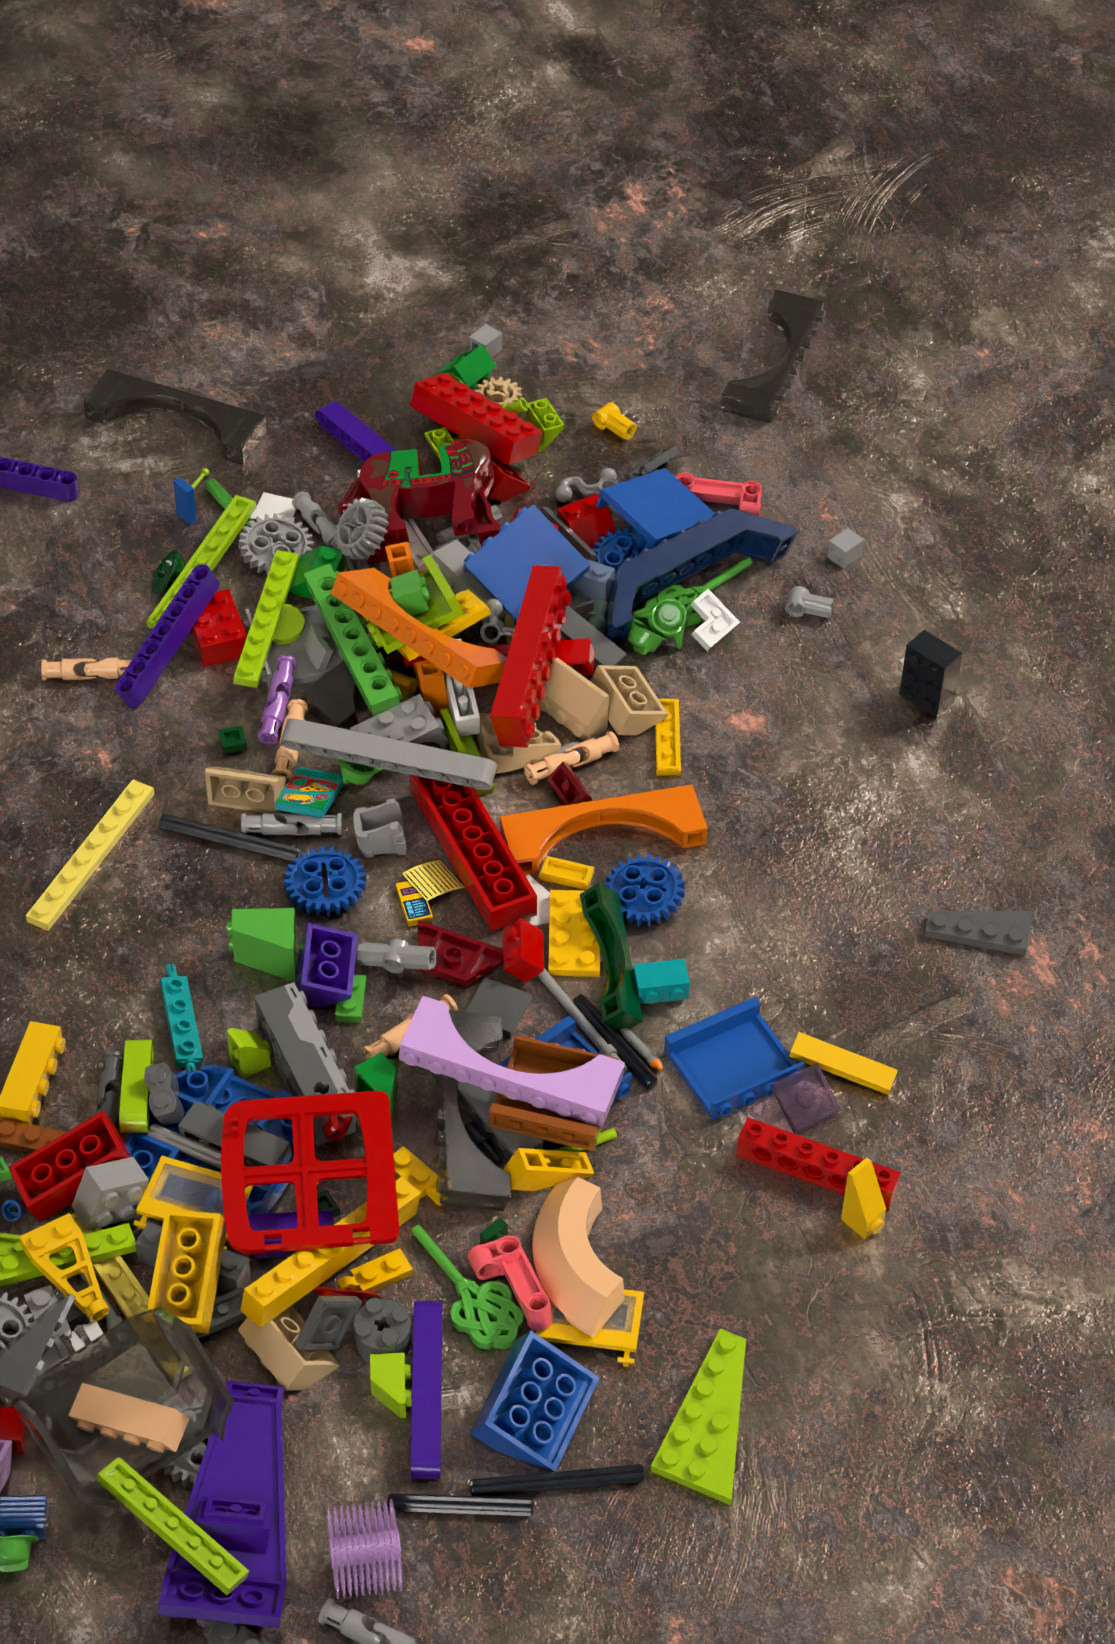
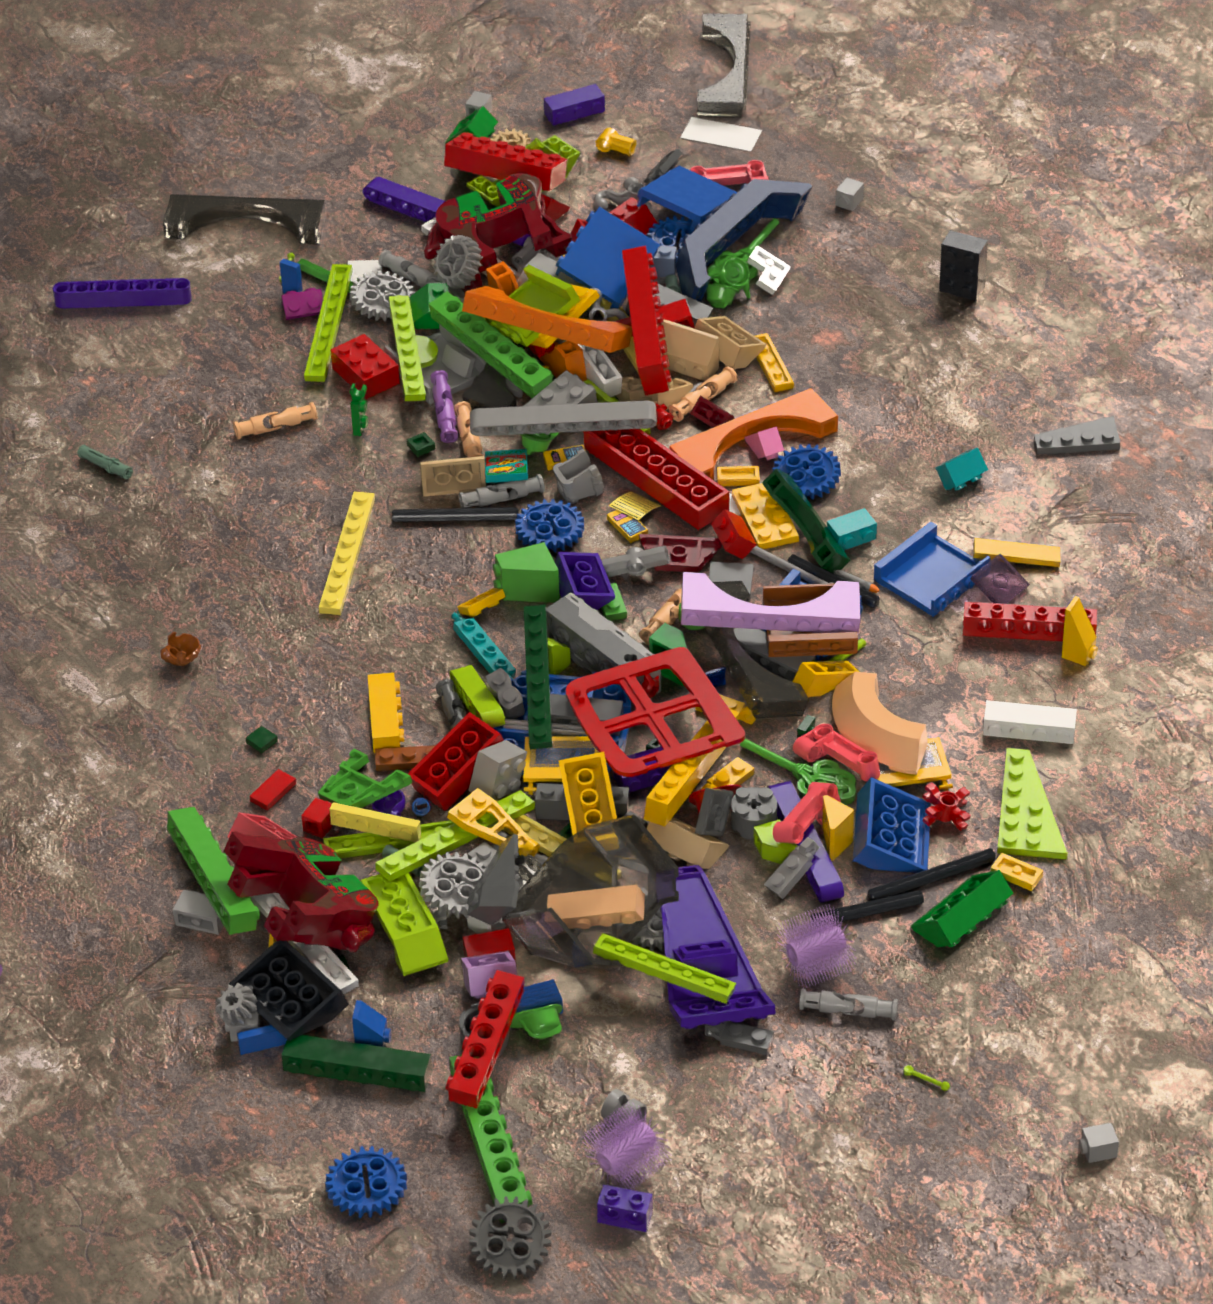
camera: 15 degrees left, 5 degrees down
(167, 636) = (333, 378): dark purple beam -> none
(168, 571) = (301, 335): dark green cap -> none
(177, 682) = (358, 410): none -> green plate
(186, 533) = (302, 303): none -> magenta bracket
(205, 1084) = (537, 677): none -> dark green plate
(212, 957) = (487, 599): none -> yellow plate
(377, 794) = (561, 455): none -> tile
(391, 1425) = (792, 868): none -> light grey hinge
(411, 592) = (527, 293): bright green brick -> none
(419, 1134) = (717, 676): none -> clear blue slope
(461, 1342) = (804, 813): none -> coral piece
(466, 1386) = (837, 826): none -> yellow slope
(510, 775) = (664, 419): none -> red brick
(572, 1542) = (963, 909): none -> green slope
(589, 364) = (574, 104): none -> dark purple brick
(610, 1400) = (946, 806): none -> red pin
(613, 841) = (766, 443): none -> bright pink slope
(659, 1508) = (1018, 871): none -> yellow plate
(737, 437) = (721, 134): none -> white sticker
(761, 1301) = (1029, 722): none -> white brick
(802, 602) = (833, 241): light grey piece -> none
(823, 936) = (962, 469): none -> teal brick

